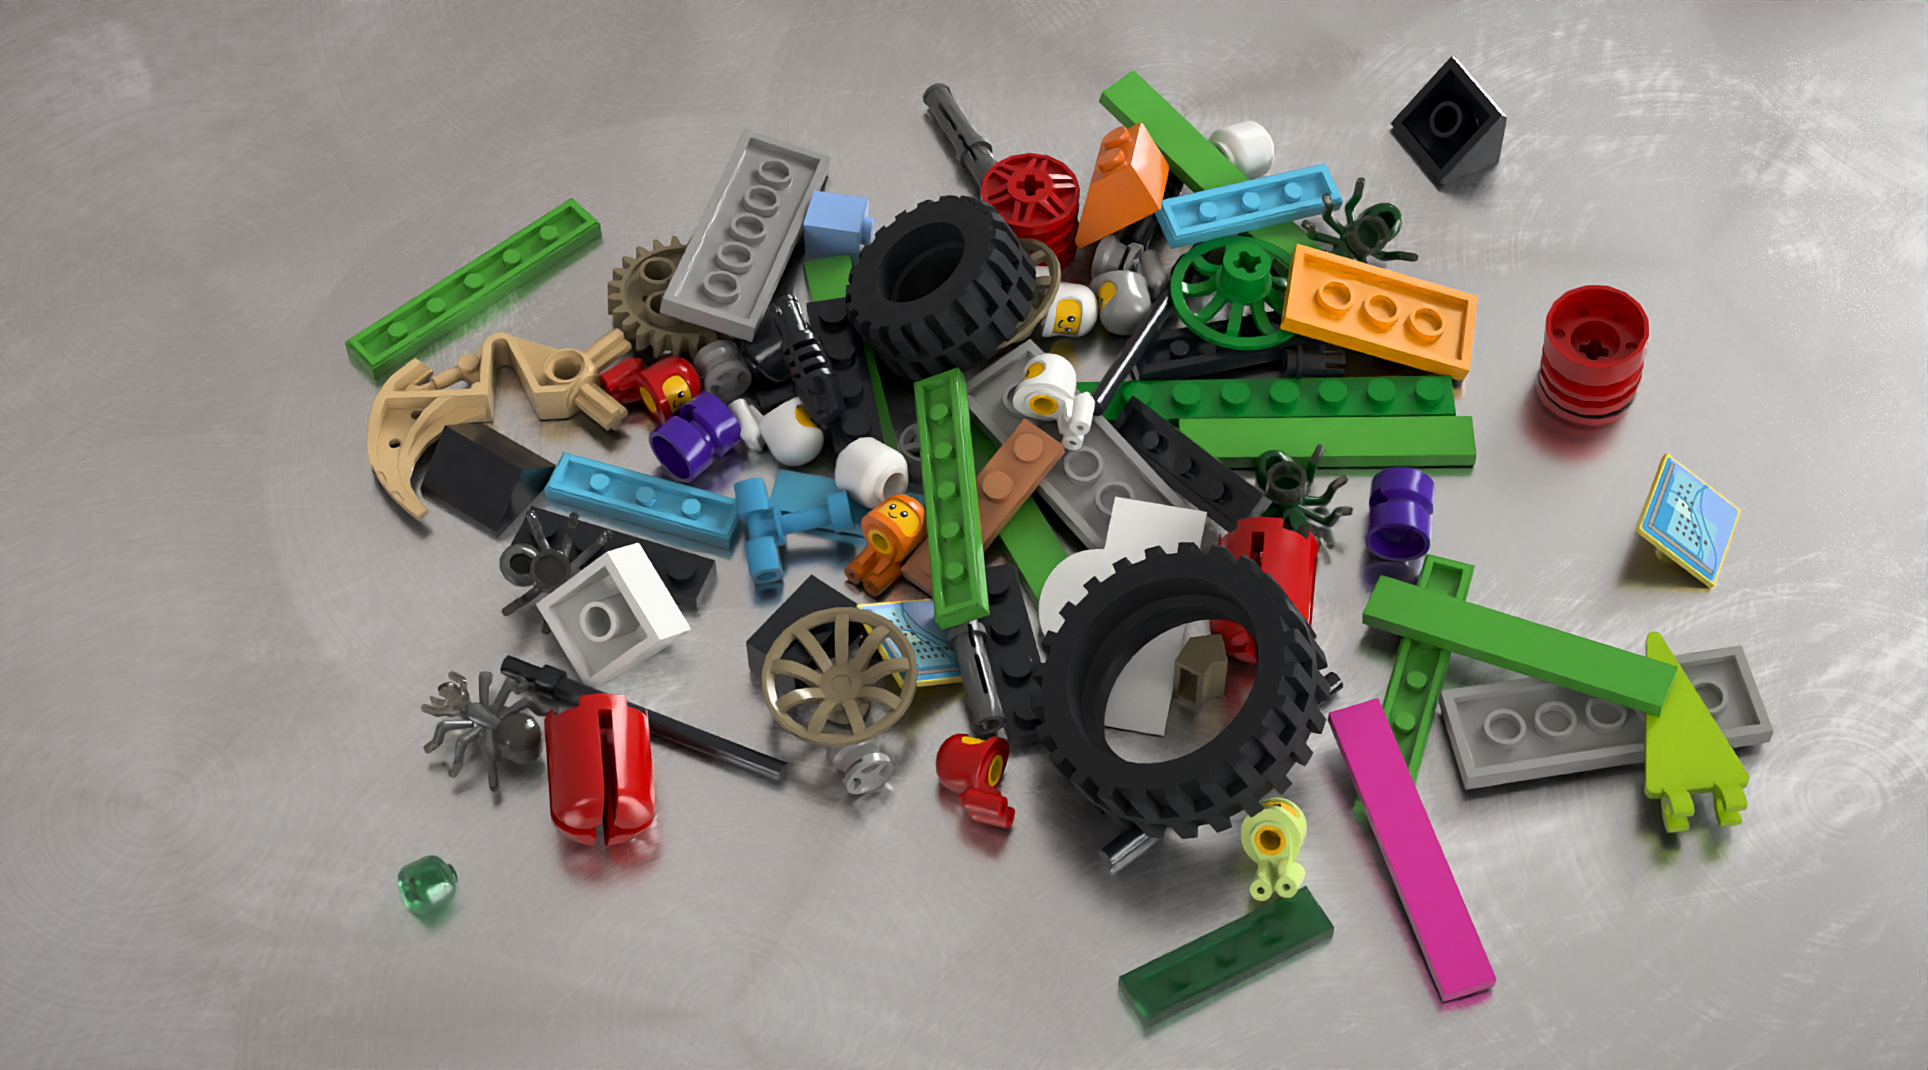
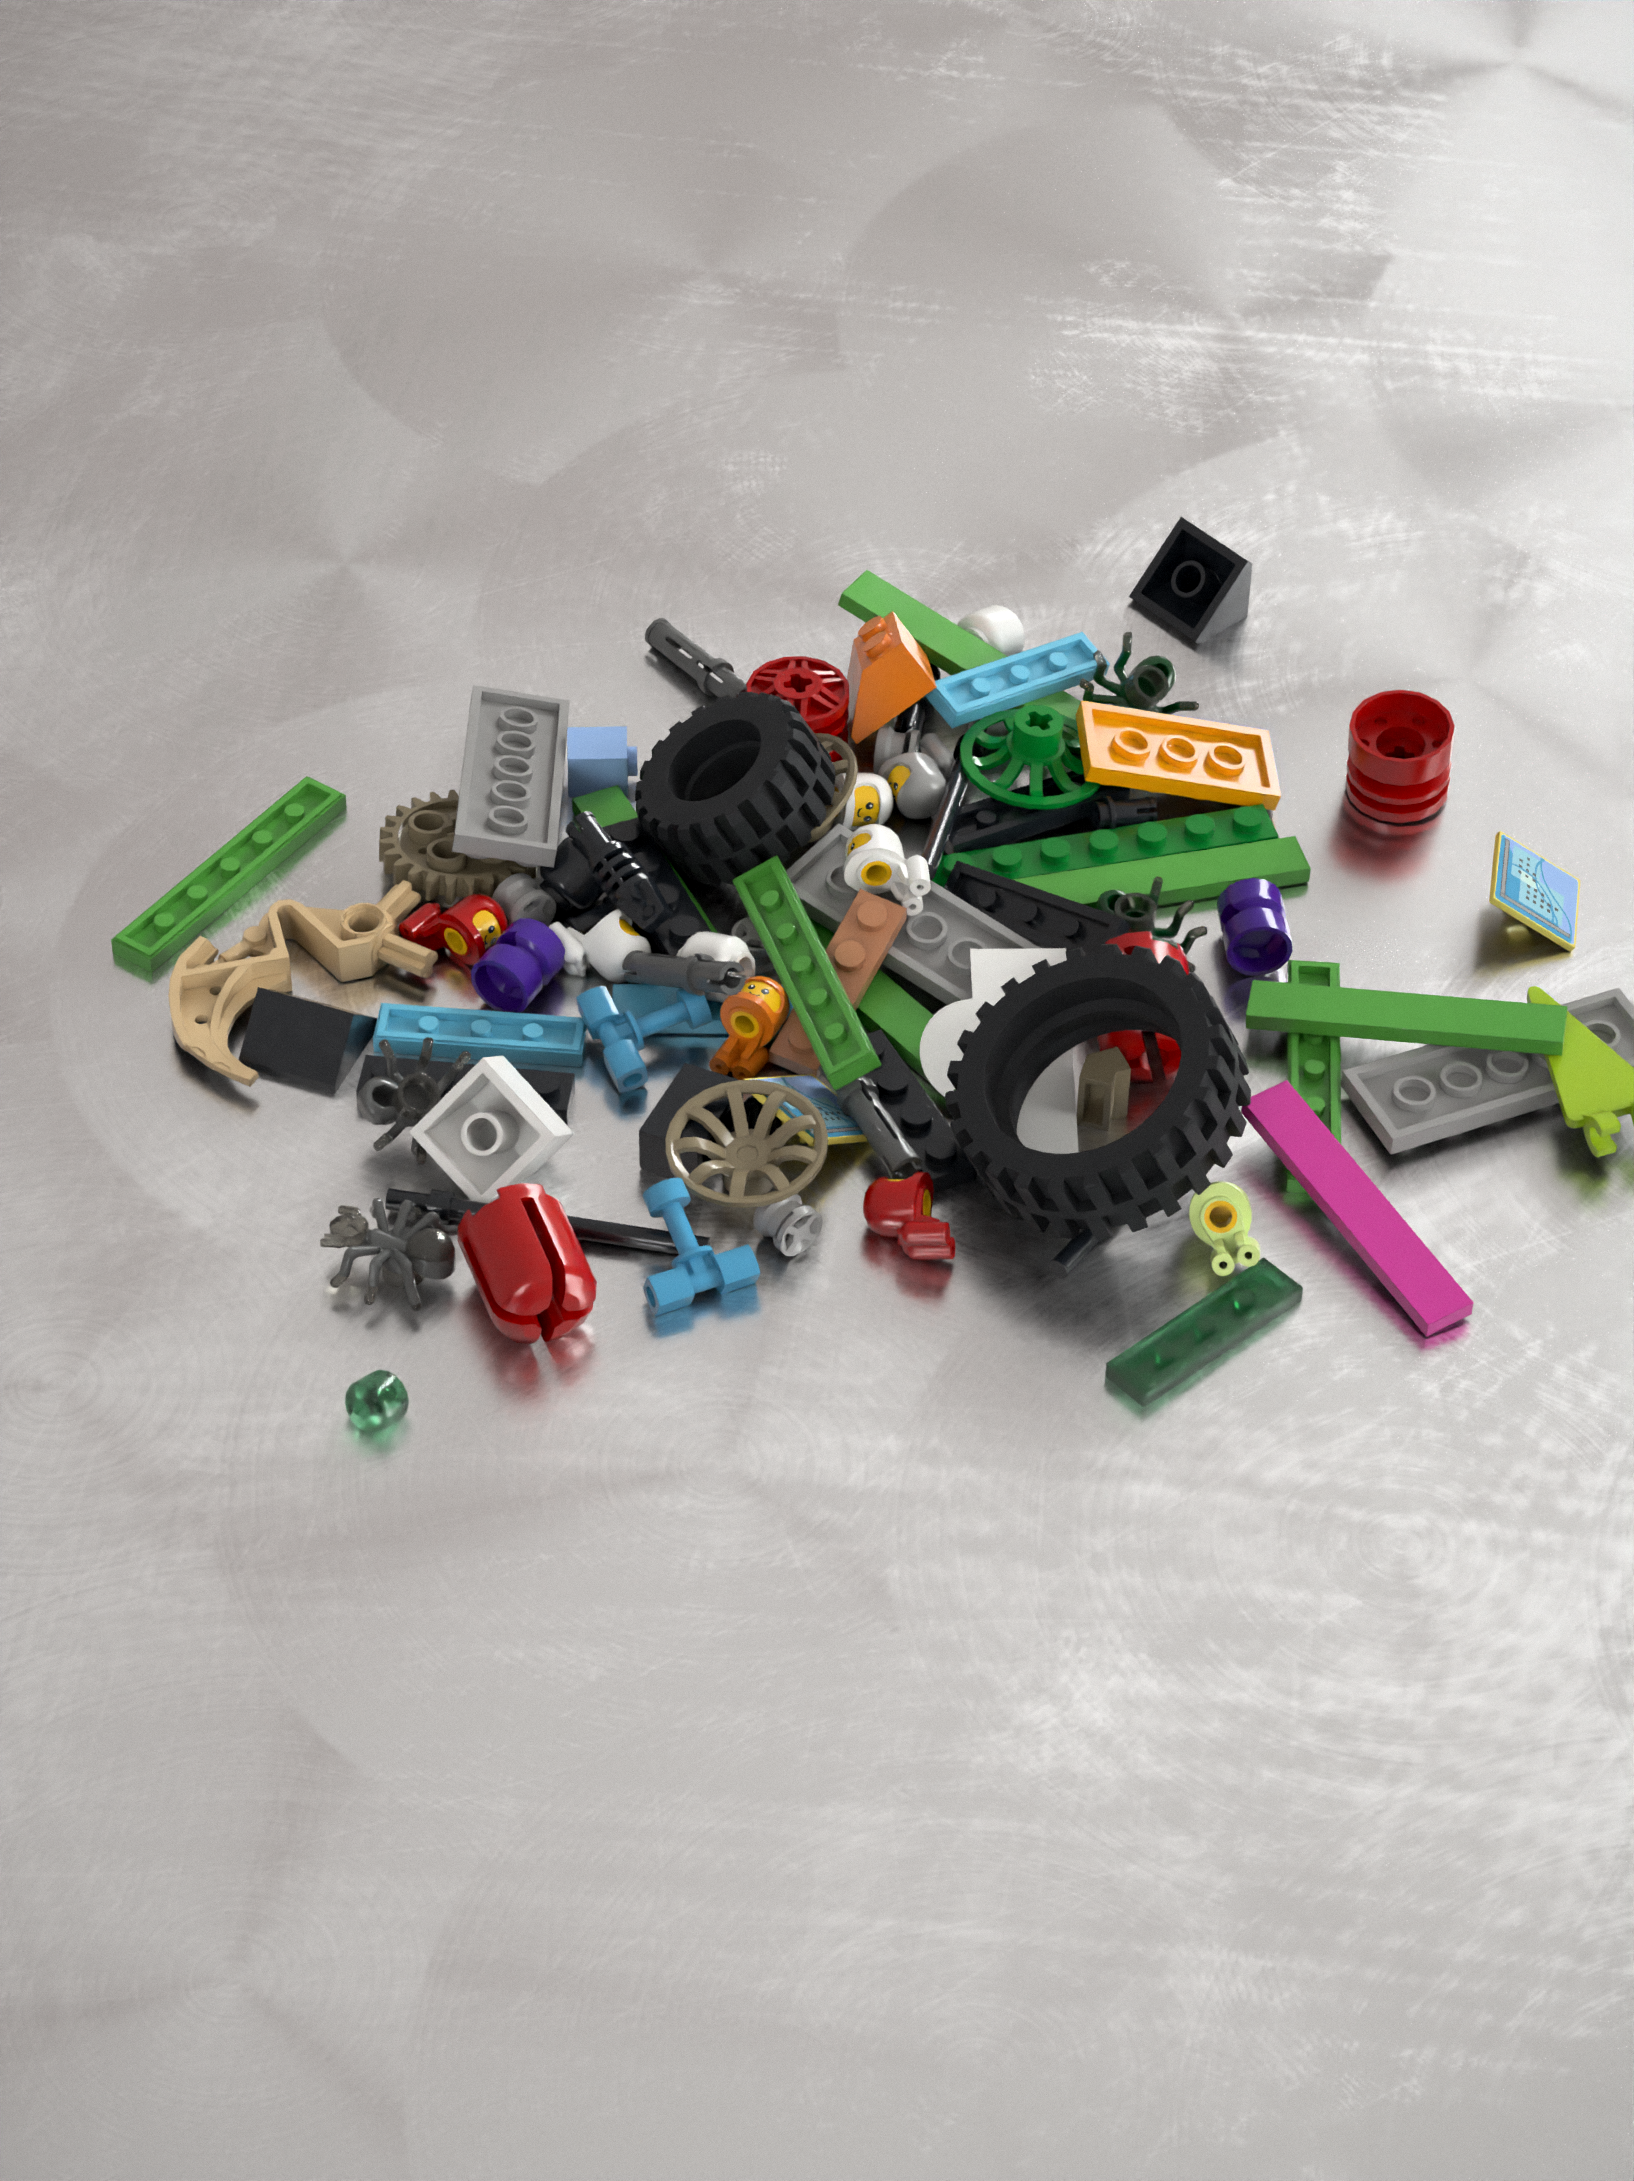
camera: 15 degrees left, 10 degrees down
(761, 796) = (695, 1266): none -> dark azure bar
(841, 484) = (694, 973): none -> dark grey pin

